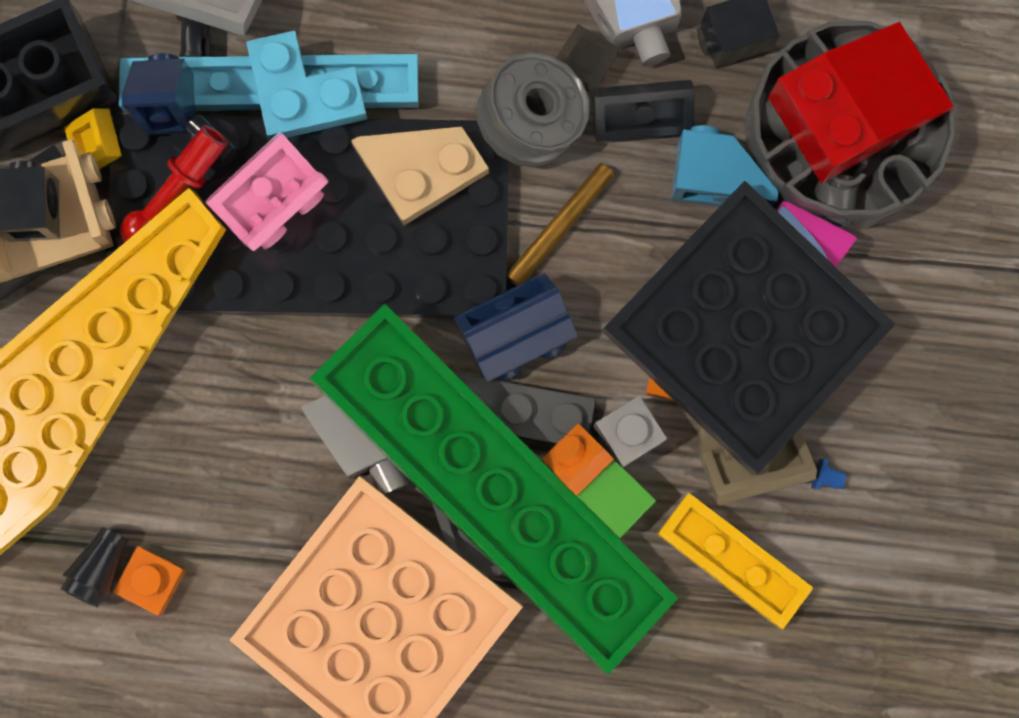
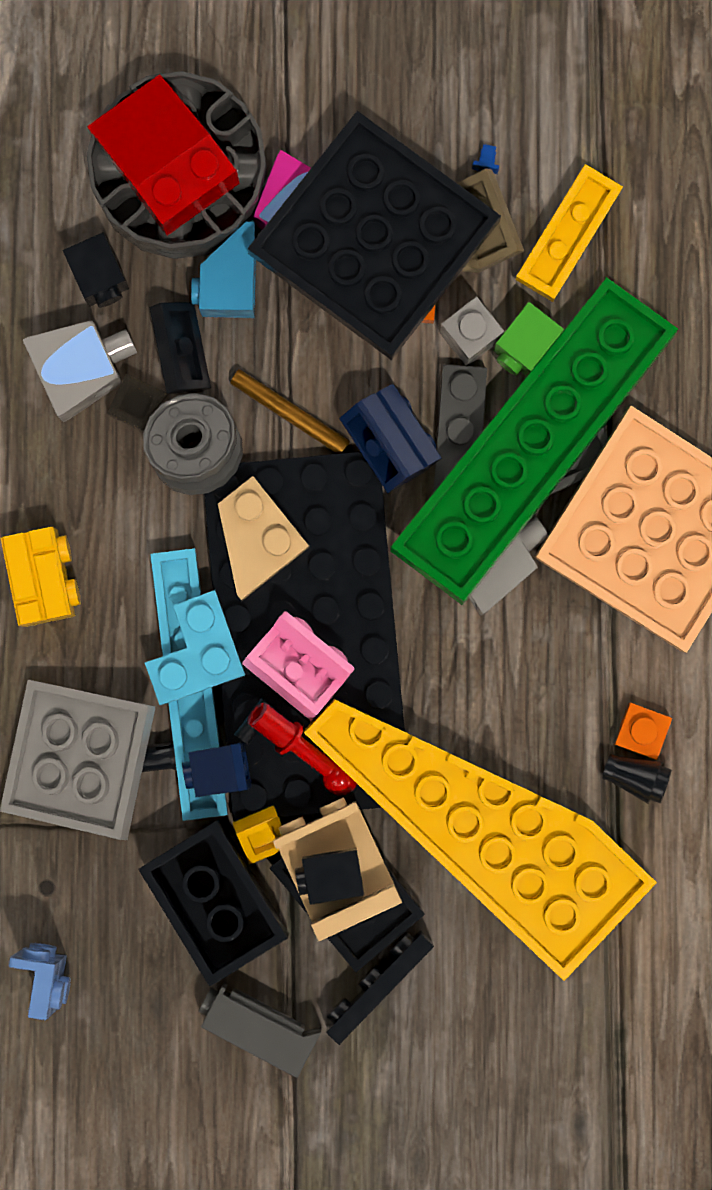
camera: 90 degrees left, 5 degrees up
(577, 459) = (500, 372): orange plate -> none

